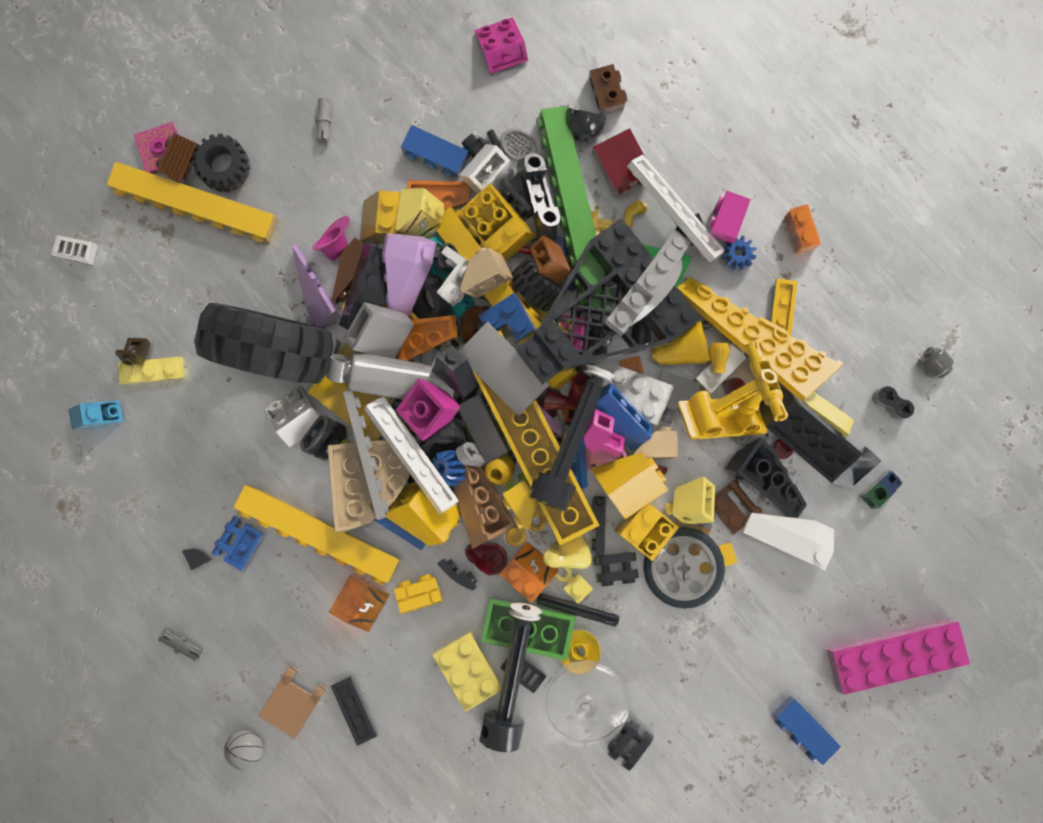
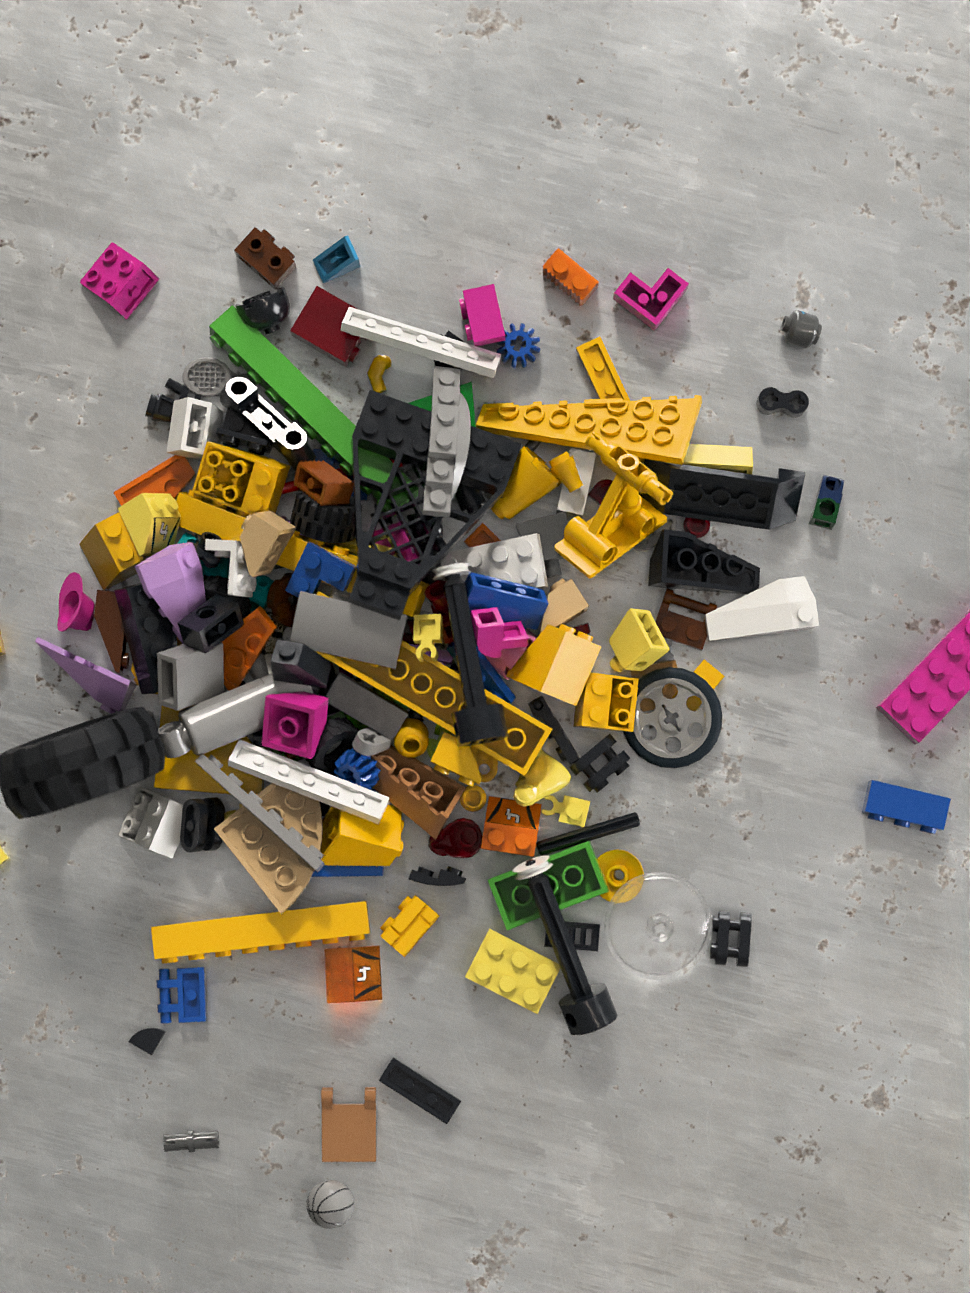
camera: 30 degrees left, 0 degrees up
(413, 305) = (210, 623): none -> black brick
(434, 152) = (123, 443): blue brick -> none
(555, 405) = (426, 632): none -> light yellow plate
(599, 223) = (351, 408): clear yellow bracket -> none
(654, 121) = (337, 260): none -> dark azure slope
(845, 279) = (649, 303): none -> dark pink brick

